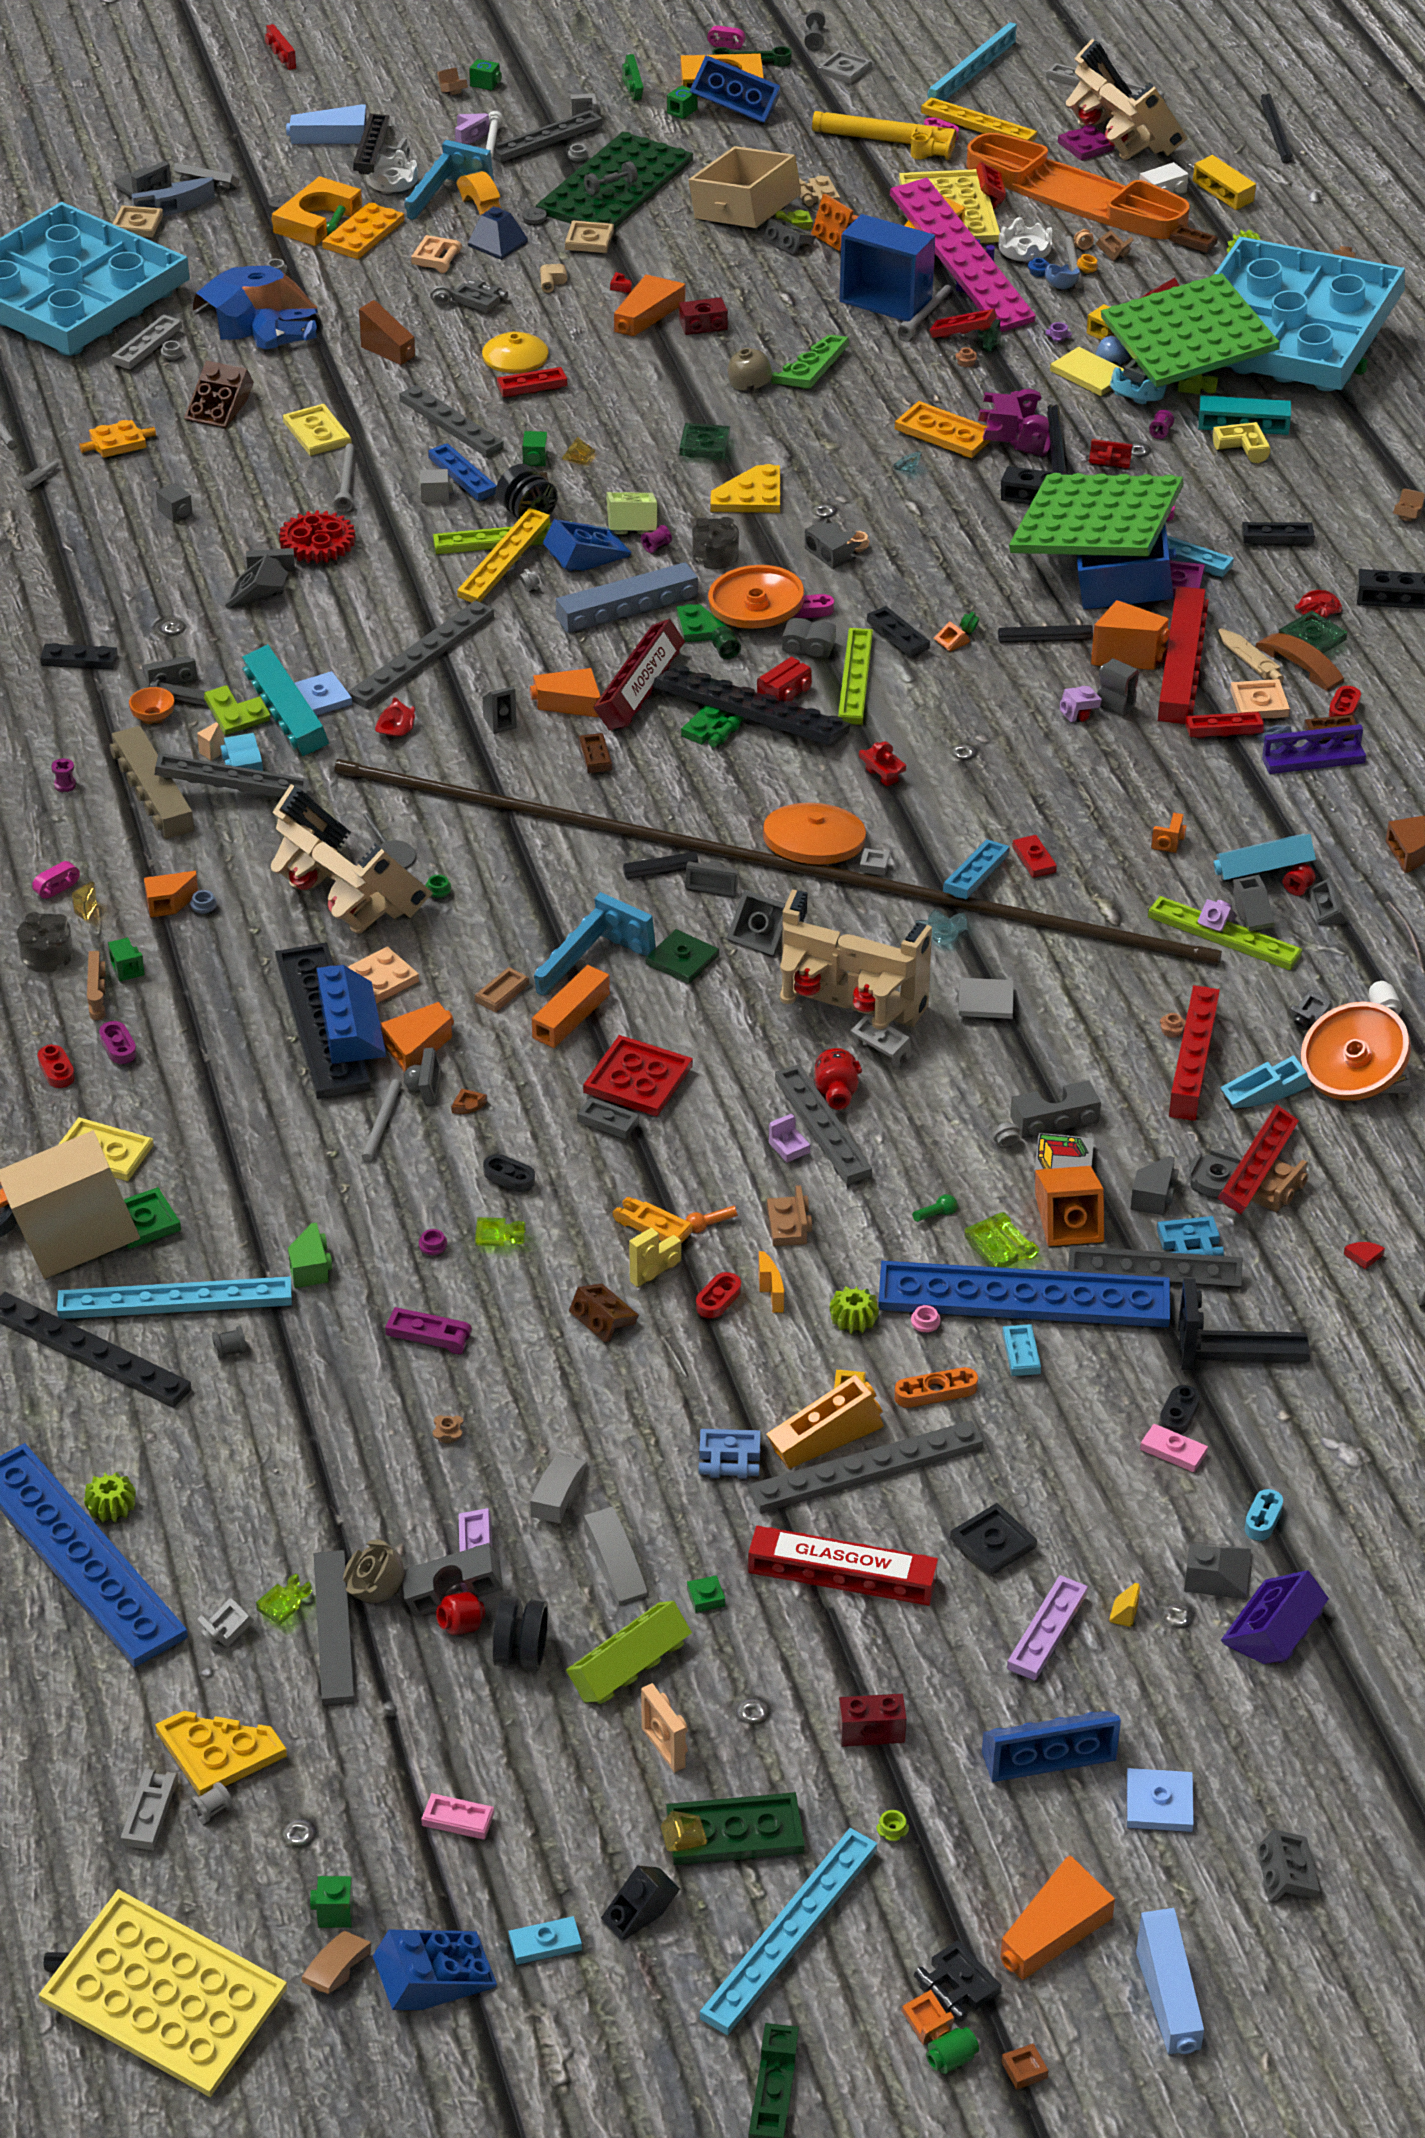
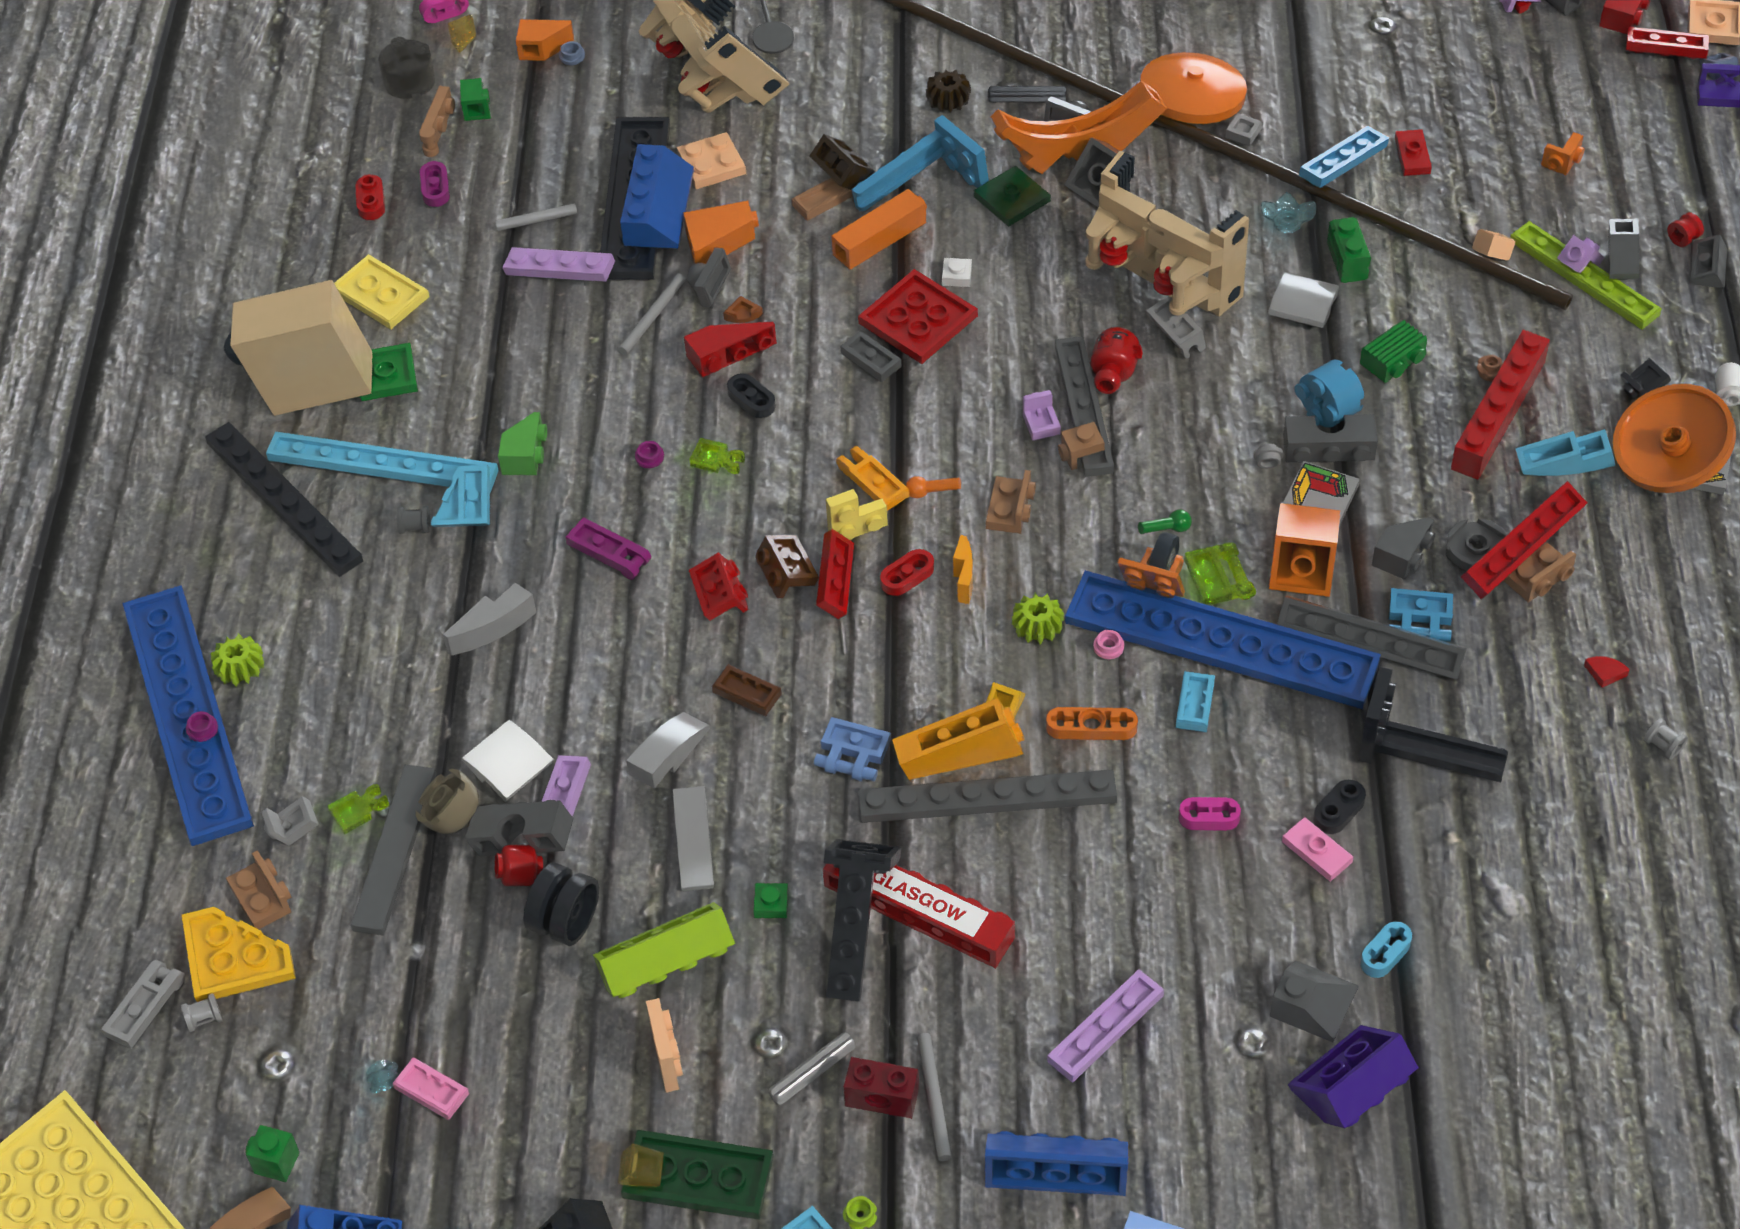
camera: 20 degrees right, 10 degrees up
(105, 1558) = (201, 726): none -> magenta plate
(220, 1689) = (259, 892): none -> medium nougat bracket
(230, 1055) = (536, 217): none -> light grey bar
(274, 1091) = (559, 264): none -> lavender plate
(274, 1313) = (466, 499): none -> medium azure wing
(343, 1413) = (490, 620): none -> light grey slope
(408, 1815) = (381, 1075): none -> clear light blue plate
(412, 1527) = (507, 760): none -> white slope
(439, 886) = (800, 77): green plate -> none
(447, 1428) = (583, 664): medium nougat plate -> none
(465, 1133) = (726, 344): none -> red slope
(512, 953) = (840, 162): none -> dark brown brick
(545, 1341) = (718, 586): none -> red bracket
(586, 874) = (948, 90): none -> dark brown gear
(611, 1423) = (746, 690): none -> reddish brown plate
(652, 1309) = (835, 574): none -> red plate
(657, 1031) = (957, 272): none -> white plate
(760, 873) = (1116, 124): none -> orange arch
(795, 1583) = (852, 913): none -> black bracket
(800, 1721) = (812, 1068): none -> light grey axle
(834, 1154) = (1079, 443): none -> medium nougat bracket
(882, 761) = (1291, 23): red hips -> none
(919, 1720) = (934, 1097): none -> light grey bar
(949, 1245) = (1157, 569): none -> orange plate
(993, 1539) = (1086, 910): black plate -> none
(1011, 947) = (1348, 250): none -> green brick
(1044, 1069) = (1330, 393): none -> dark azure brick
(1069, 1439) = (1209, 813): none -> dark pink beam
(1084, 1026) = (1394, 351): none -> green brick
(1126, 1606) = (1198, 1021): yellow slope -> none
(1136, 921) = (1493, 244): none -> light nougat slope
(1264, 856) = (1654, 198): medium azure slope -> none

